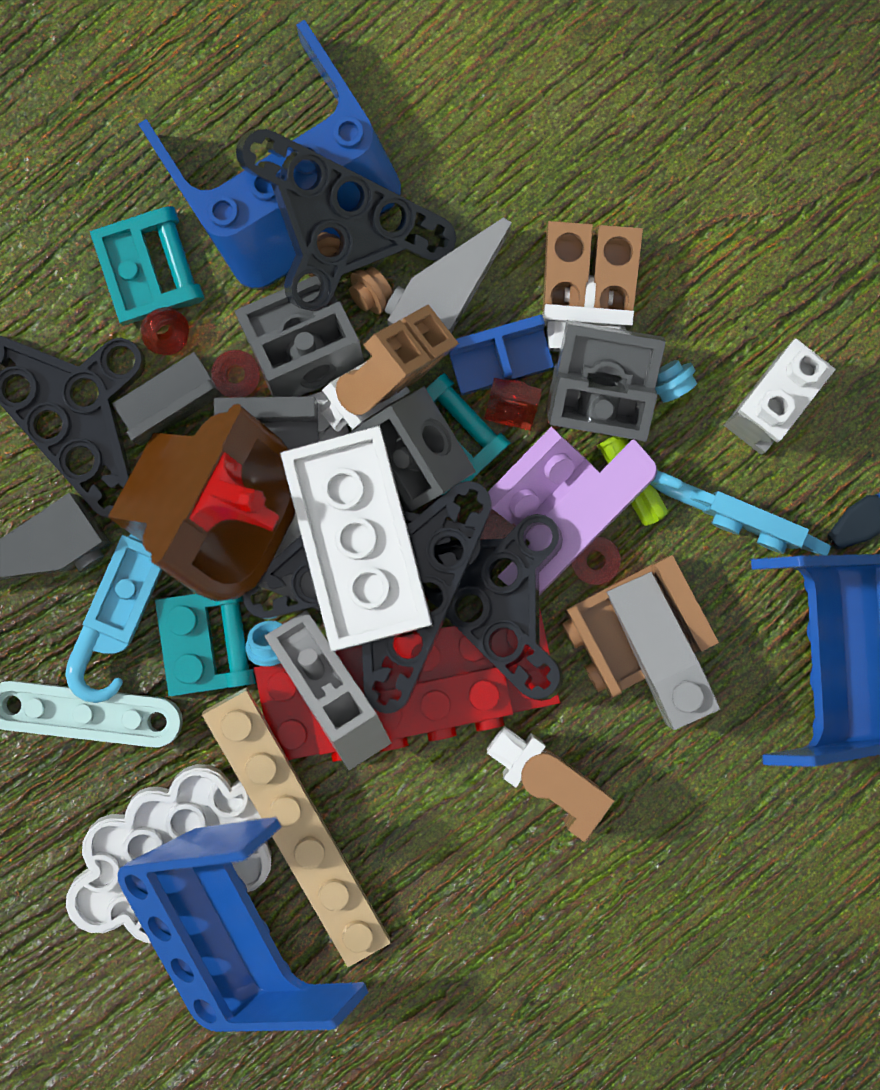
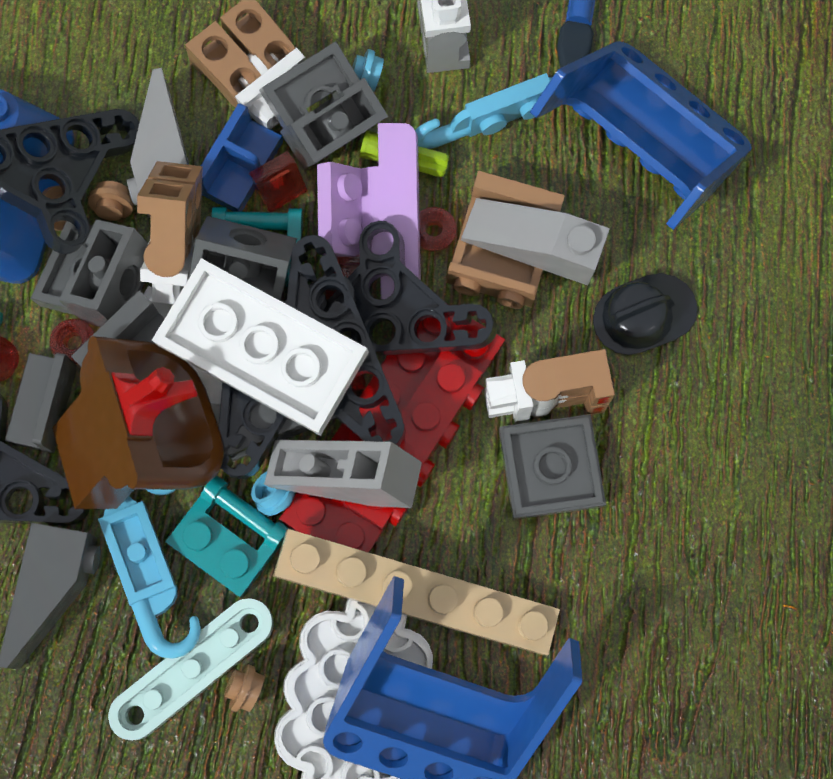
camera: 50 degrees left, 10 degrees down
(106, 766) = (244, 688): none -> medium nougat plate
(493, 834) = (551, 467): none -> dark grey plate
(689, 789) = (645, 314): none -> black piece

